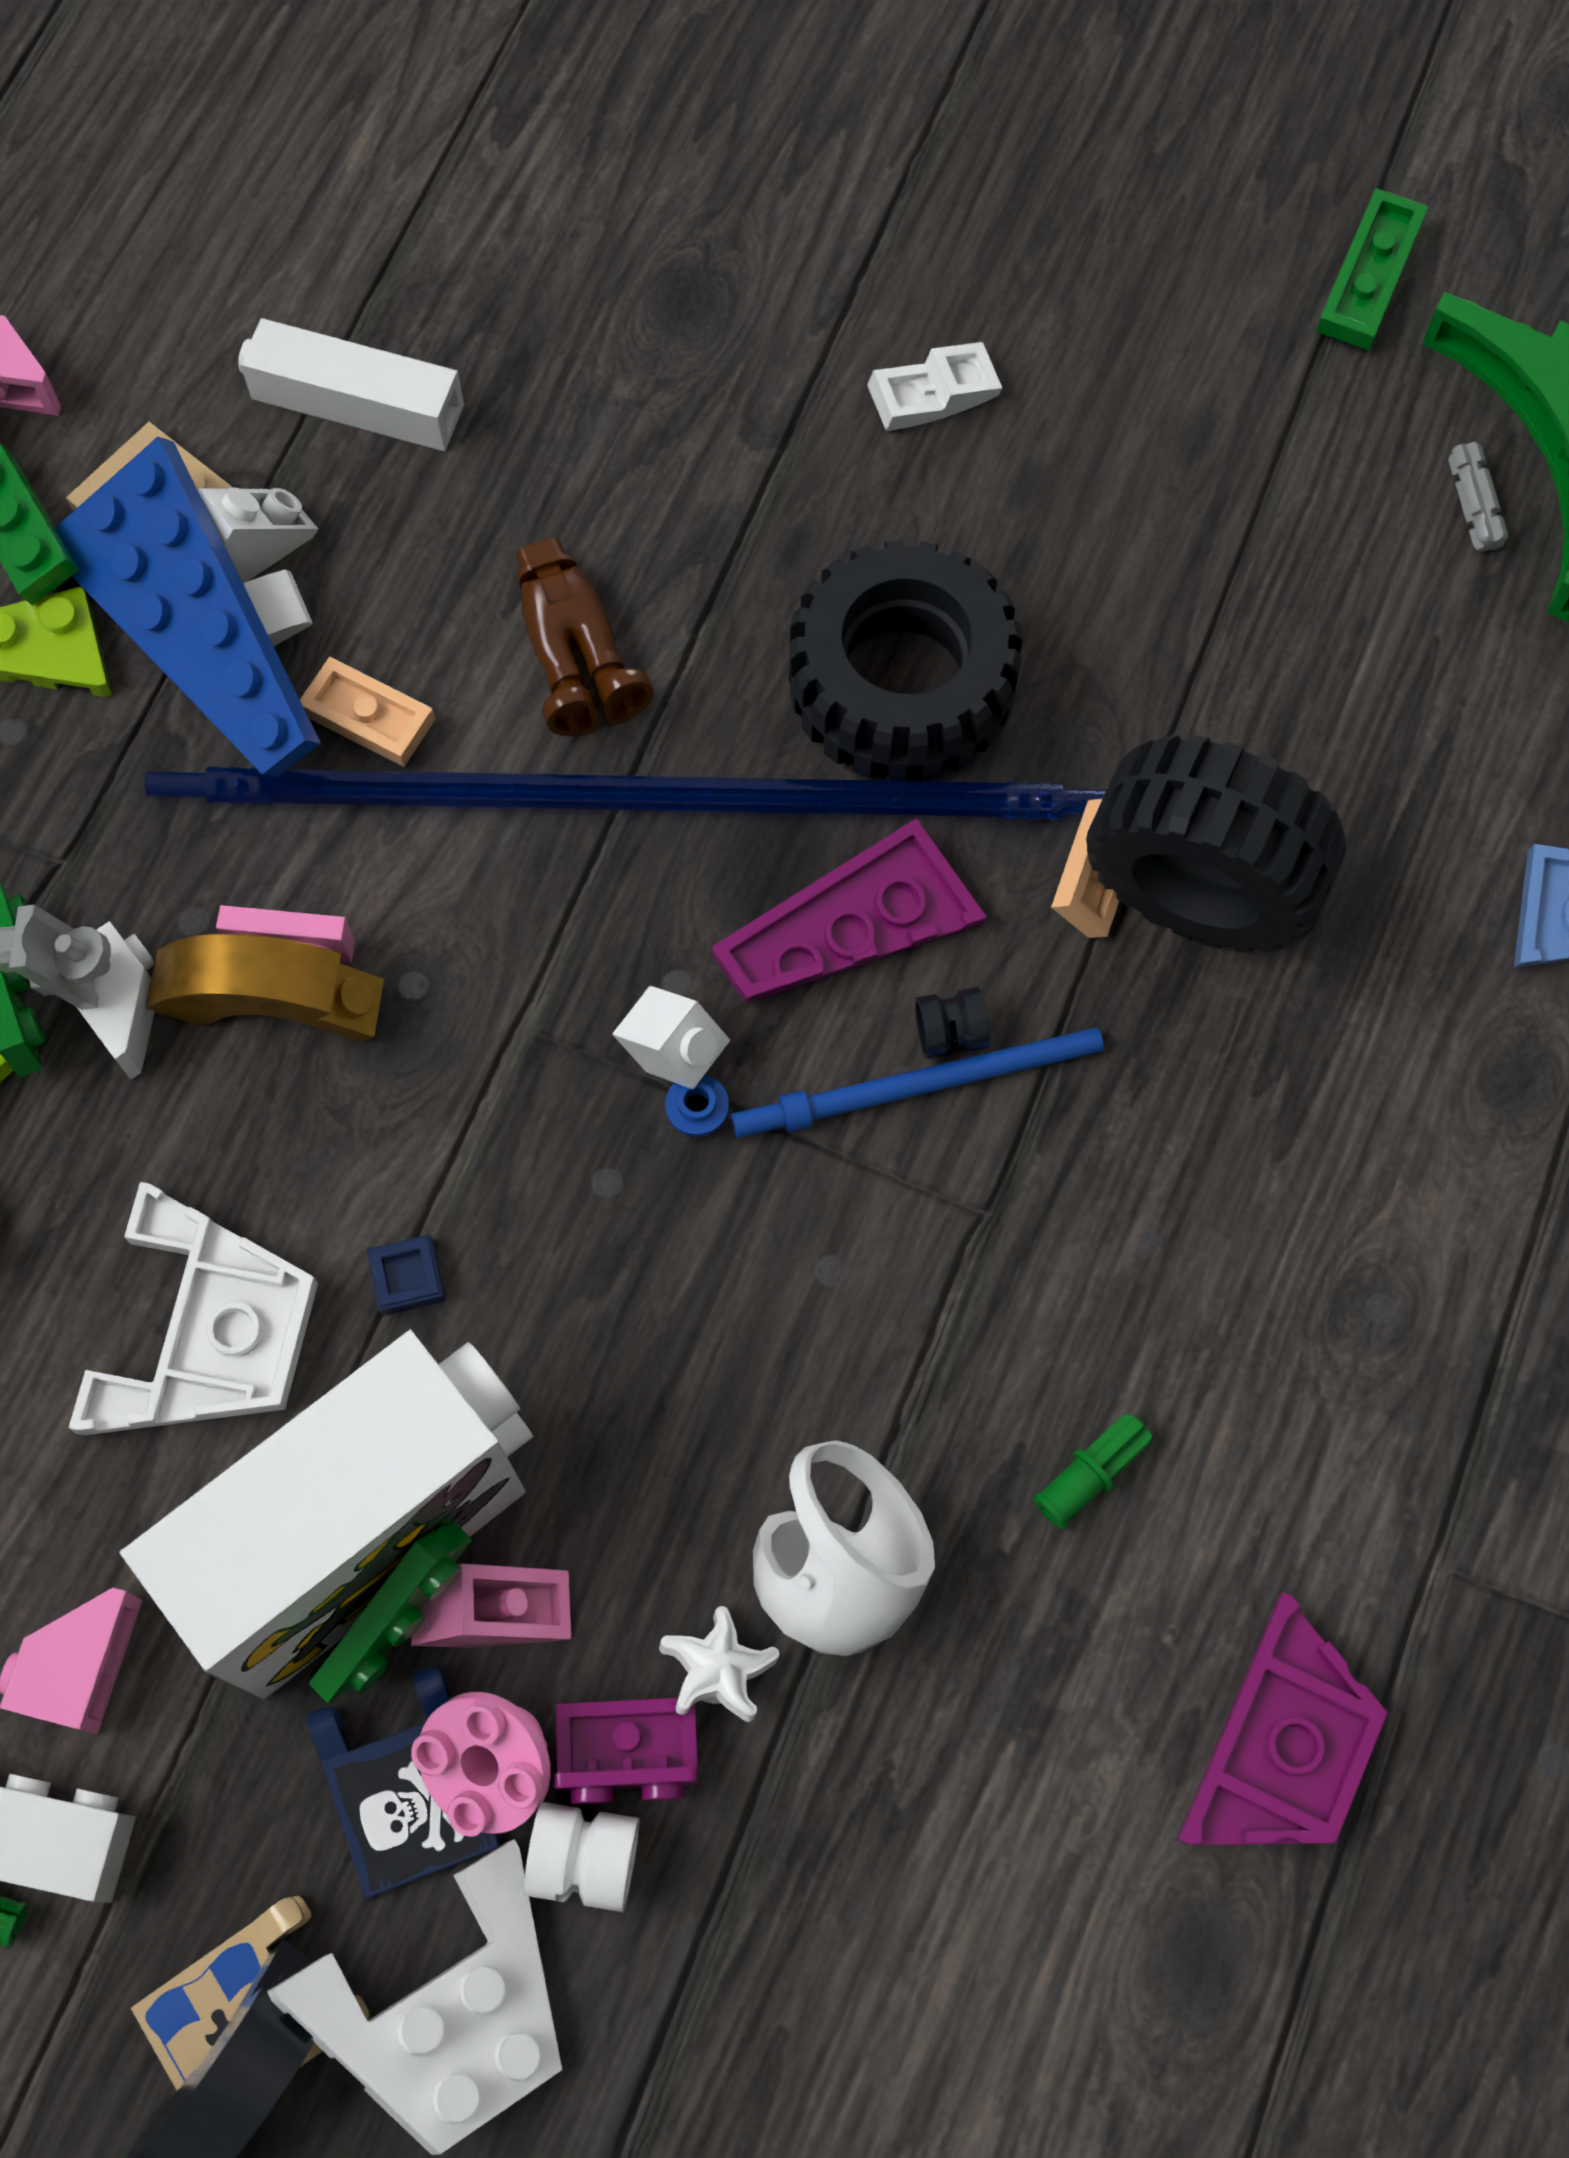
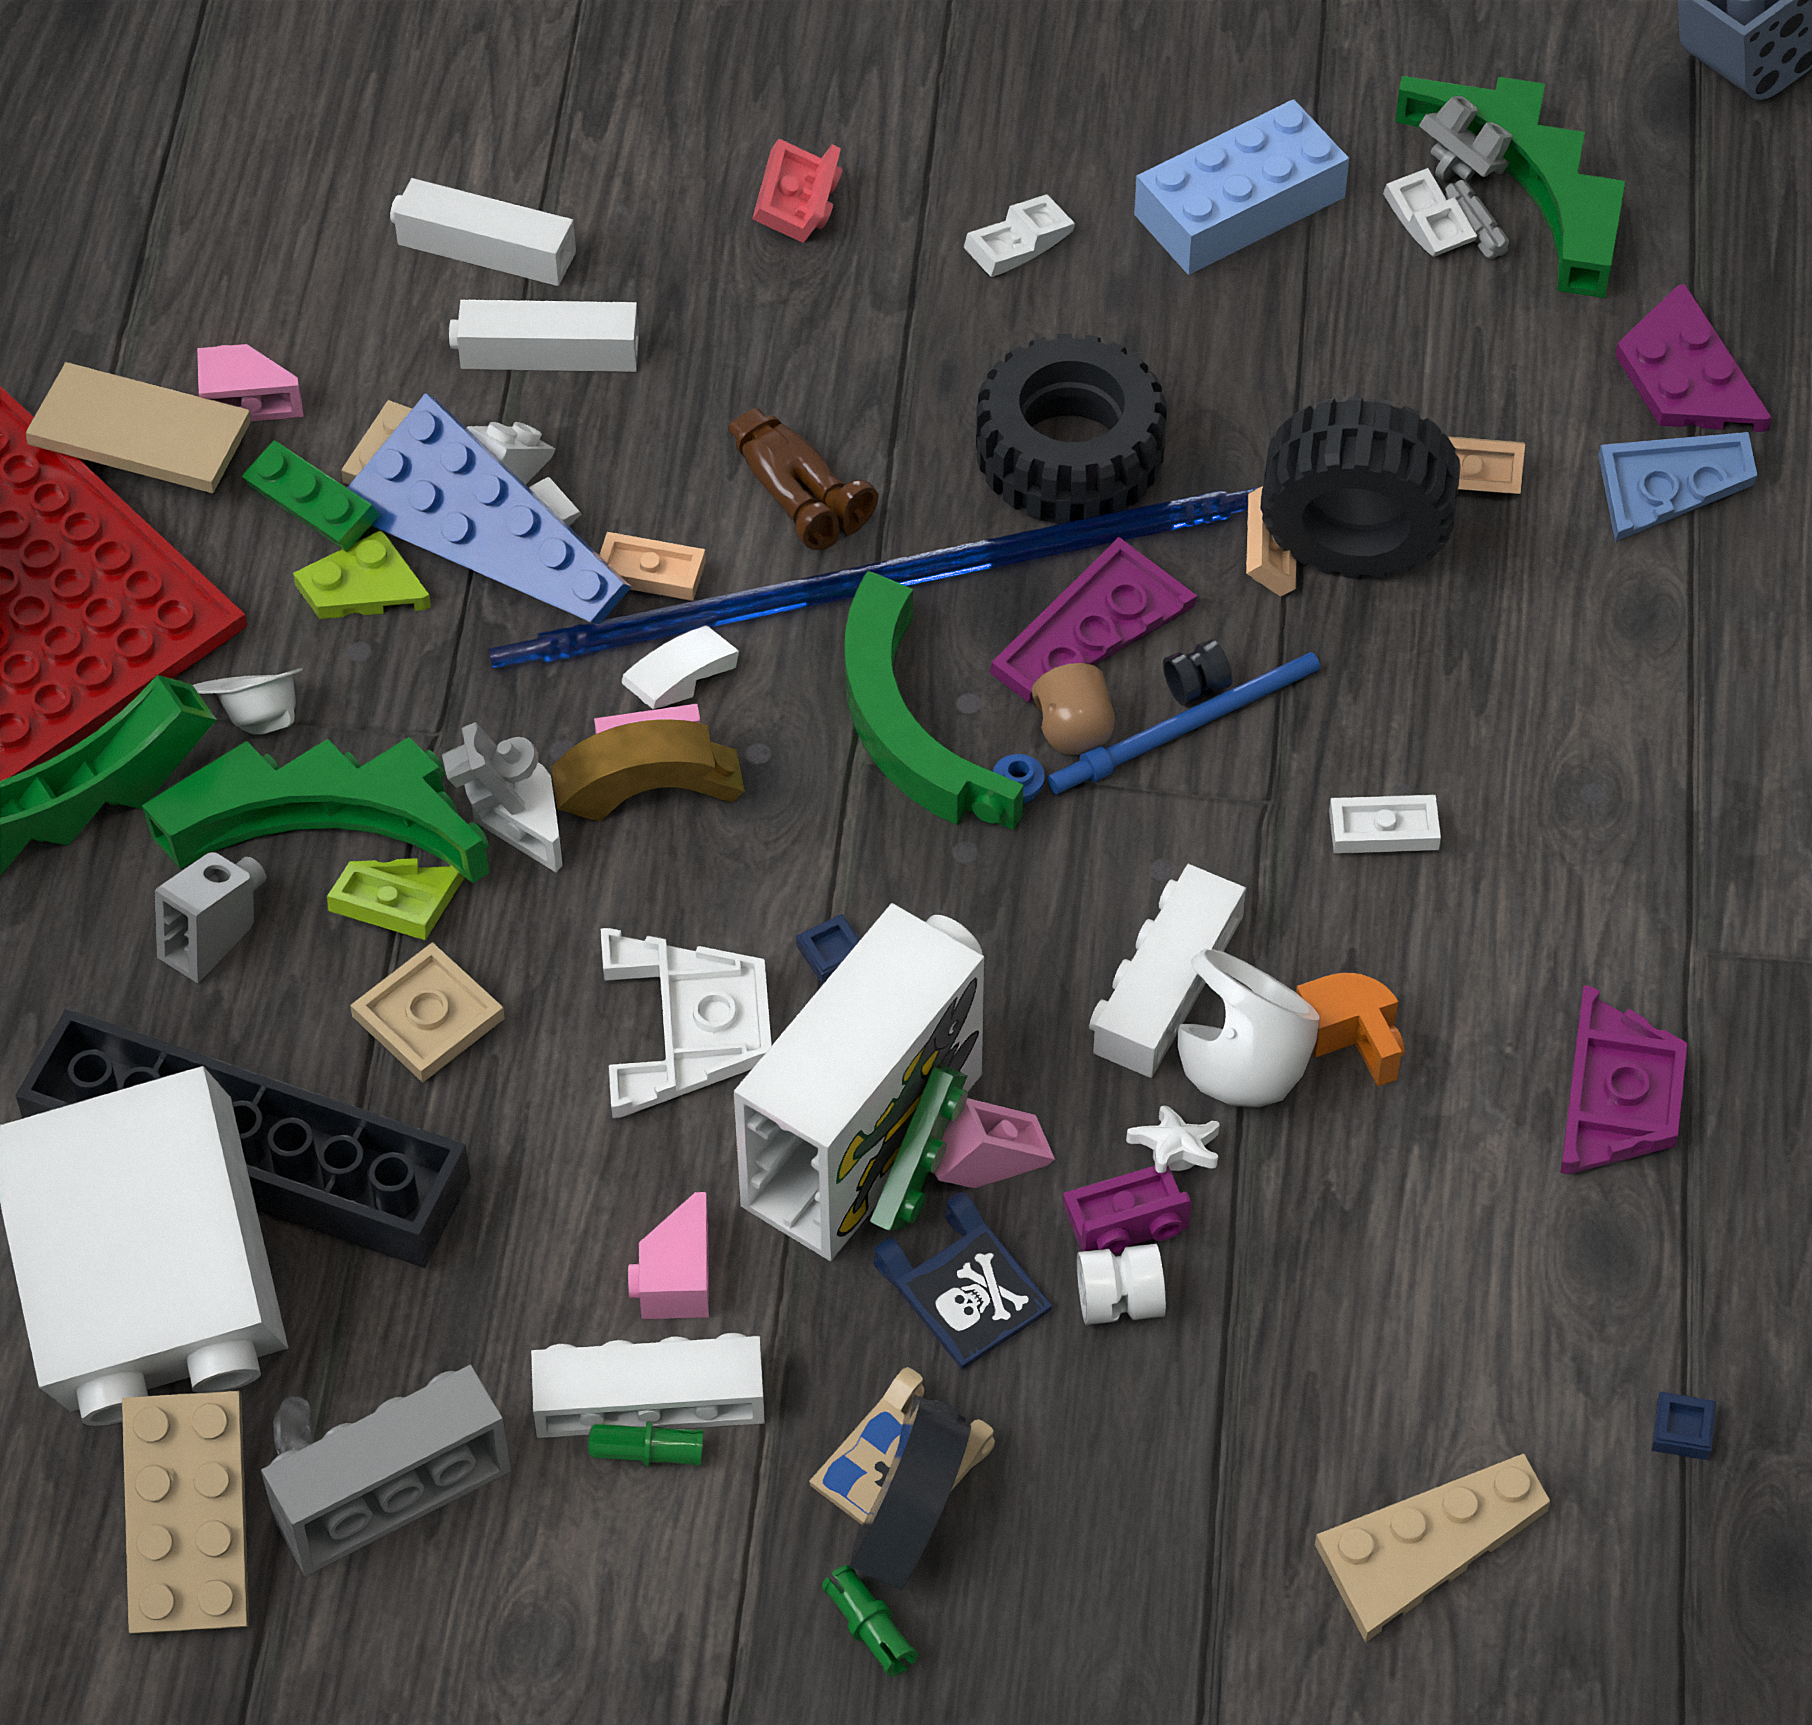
camera: 15 degrees left, 15 degrees down
(328, 235) = (484, 231): none -> white brick
(342, 855) = (673, 668): none -> white slope
(461, 2040) = (1072, 1422): white wing -> none
(483, 1763) = (1024, 1235): bright pink plate -> none
(575, 894) = (890, 732): none -> green arch
(671, 1037) = (984, 728): white brick -> none
(694, 266) = (797, 190): none -> coral bracket
(788, 1038) = (1074, 708): none -> medium nougat helmet
(801, 1404) = (1160, 982): none -> white brick
(989, 1543) = (1358, 1013): none -> orange brick
(1093, 1470) = (1413, 947): green axle -> none
(1112, 1290) = (1384, 824): none -> white plate
(1211, 387) = (1241, 186): none -> light blue brick
(1372, 269) = (1338, 74): green plate -> none
(1382, 827) = (1490, 464): none -> light nougat plate
(1421, 475) = (1426, 213): none -> white slope
(1486, 400) = (1459, 148): none -> light grey hips

